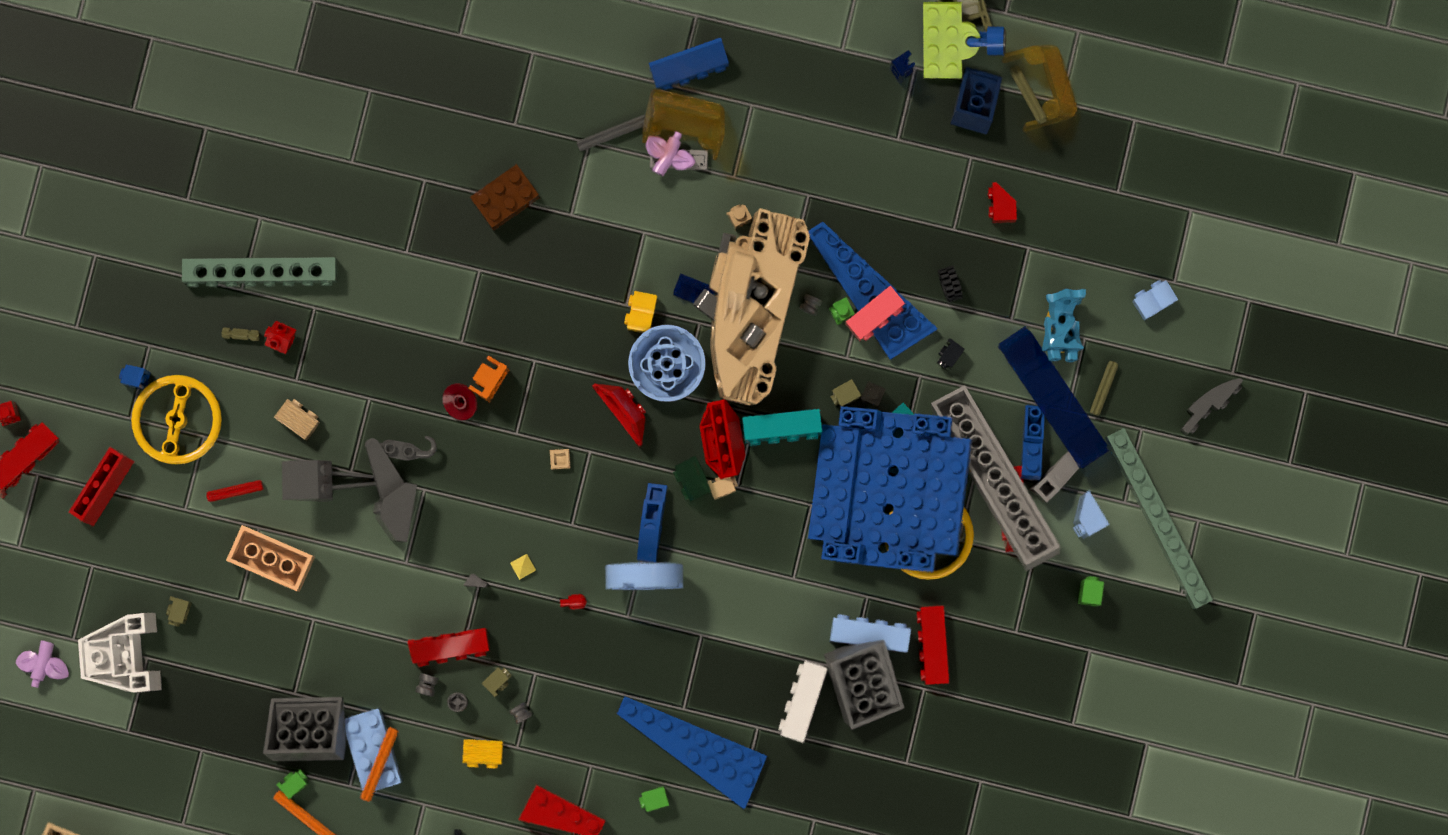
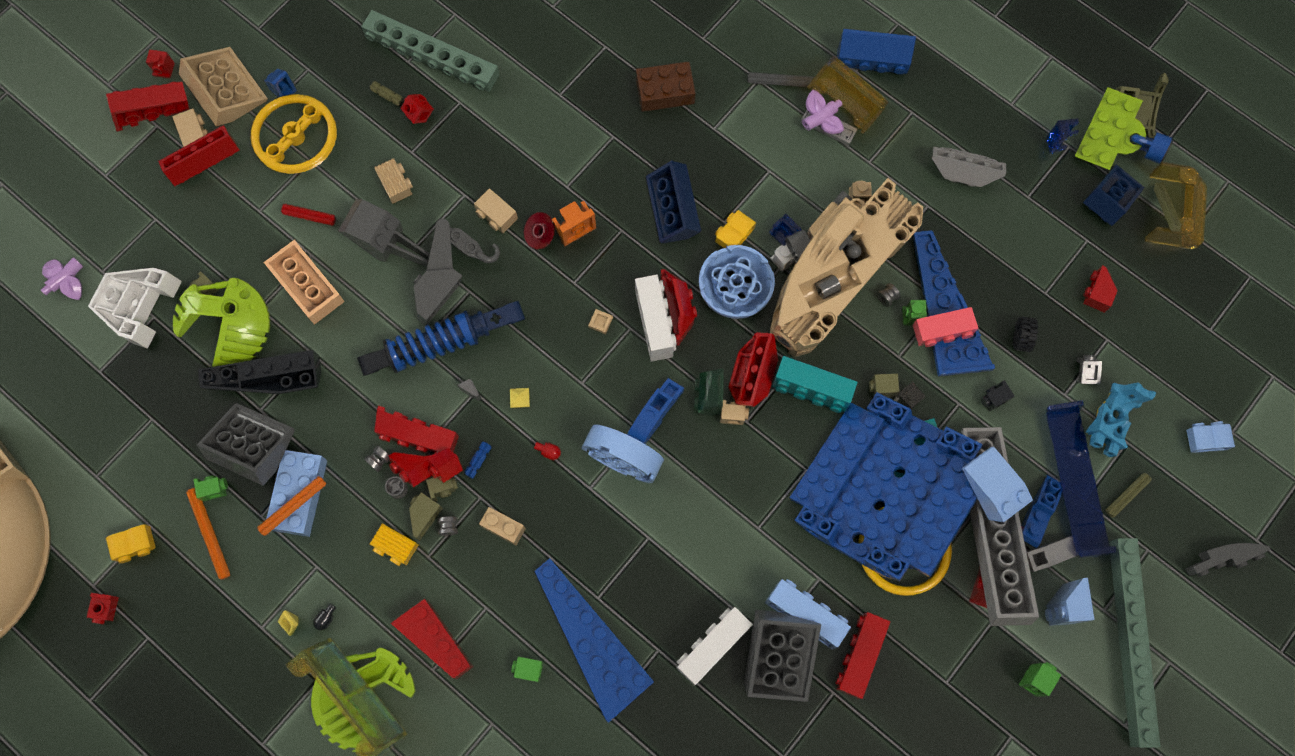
camera: 25 degrees right, 10 degrees down
(76, 463) = (189, 126): none -> tan brick
(78, 404) = (221, 85): none -> tan slope
(238, 634) = (240, 331): none -> lime piece
(288, 660) = (266, 375): none -> black wedge
(409, 402) = (495, 211): none -> tan brick
(442, 532) = (463, 329): none -> piece
(469, 677) = (418, 468): none -> red arch
(493, 713) = (423, 514): none -> olive slope
(515, 641) = (477, 459): none -> blue axle
(569, 689) = (502, 526): none -> tan brick
(570, 312) = (673, 202): none -> dark blue slope
(609, 435) = (654, 317): none -> white brick
(696, 317) = (782, 258): none -> white brick
(826, 140) = (967, 167): none -> light grey wedge
(978, 449) = (996, 485): none -> light blue slope
(1022, 287) = (1089, 370): none -> bracket

